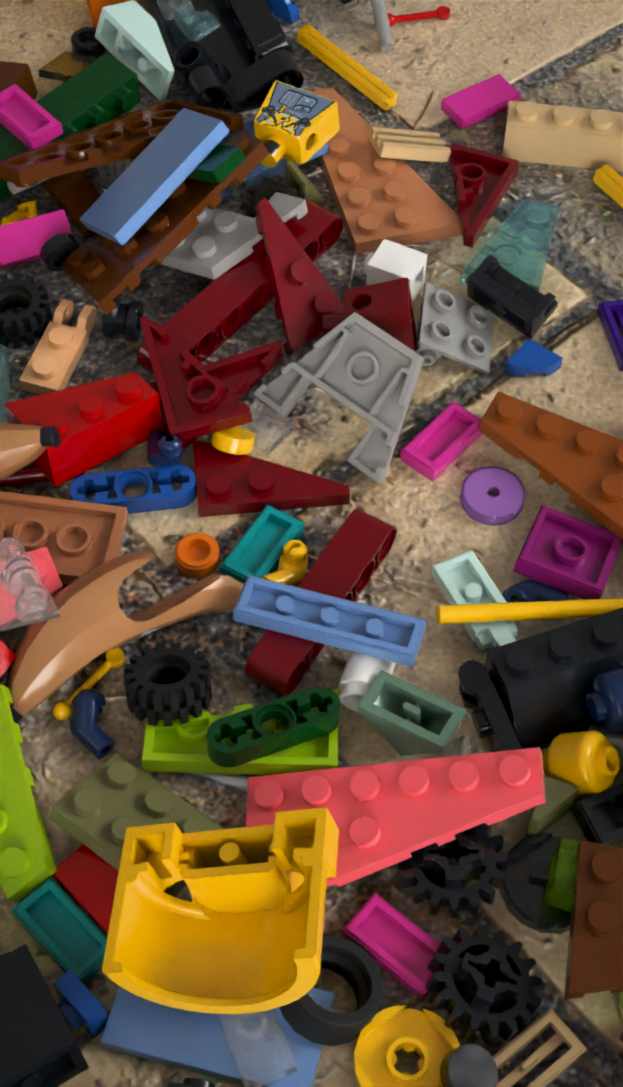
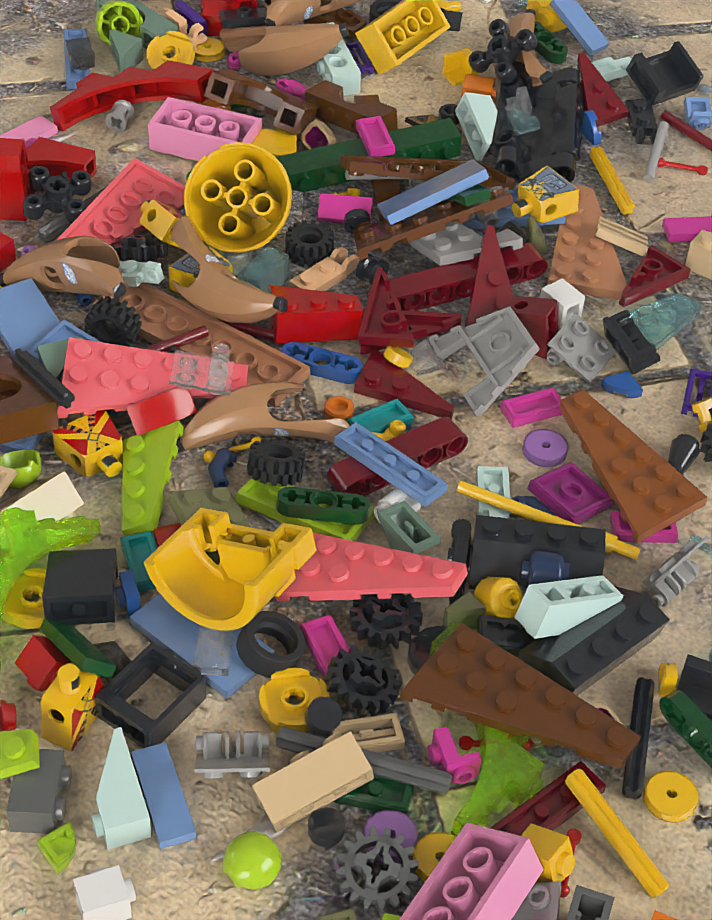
camera: 25 degrees right, 10 degrees down
(162, 451) = (351, 345): dark blue arm -> none

